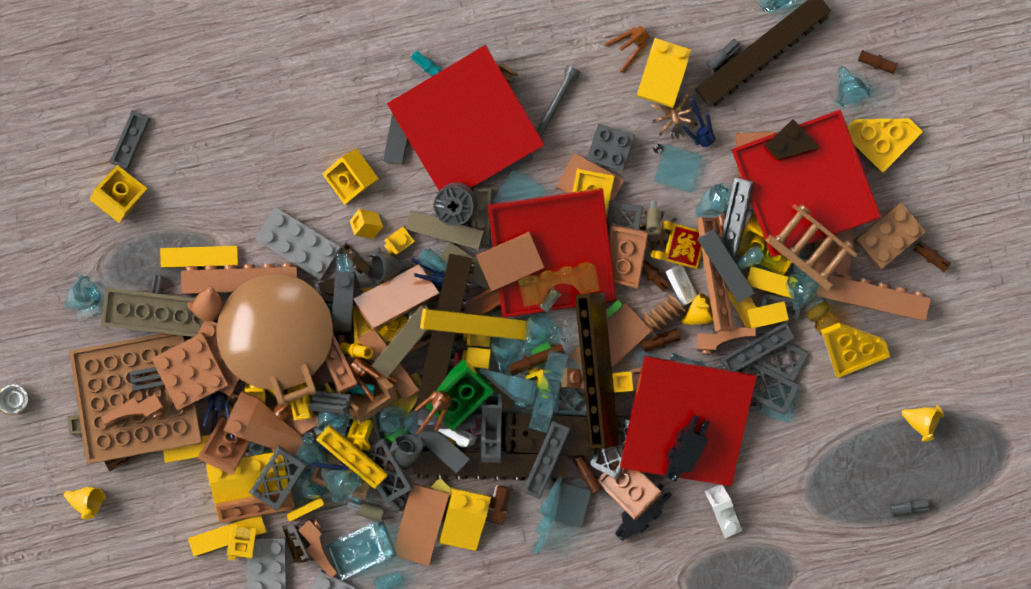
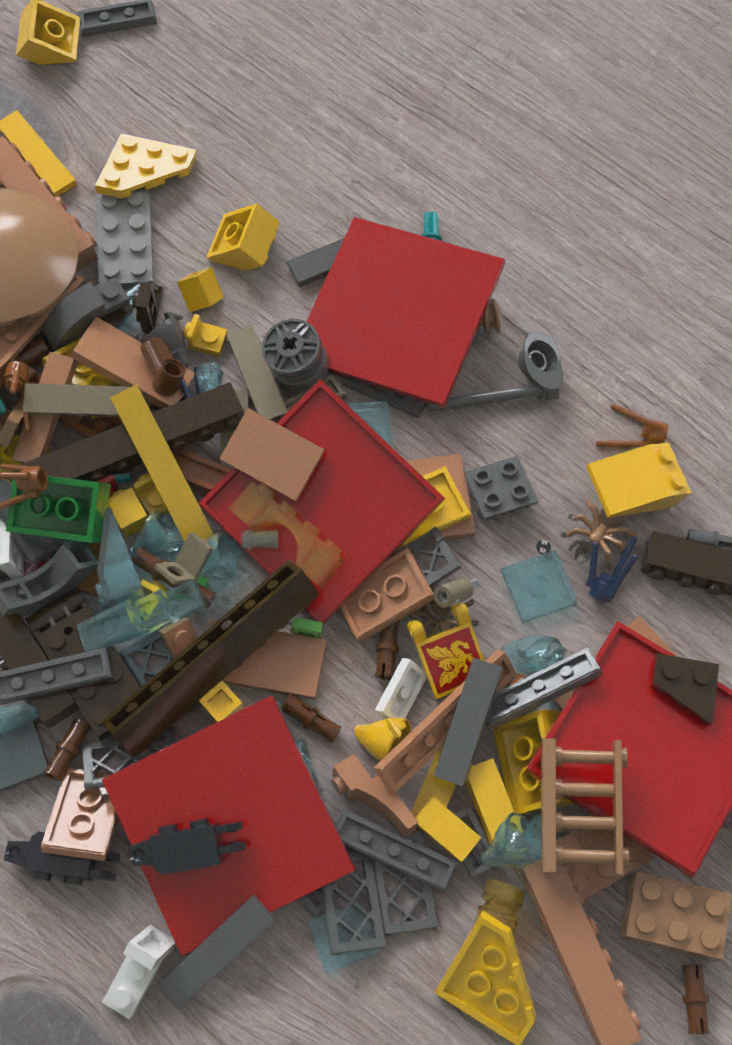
camera: 50 degrees right, 20 degrees down
(256, 200) = (141, 164): none -> plate
(356, 350) = (35, 361): yellow pin -> none
(410, 282) = (166, 369): none -> reddish brown piece
(536, 347) = (188, 562): none -> dark tan bracket
(556, 67) = (541, 361): none -> dark grey piece
(663, 313) = (346, 694): medium nougat piece -> none
(742, 468) = (216, 951): none -> dark grey tile
(751, 257) = (503, 749): clear light blue cone -> none

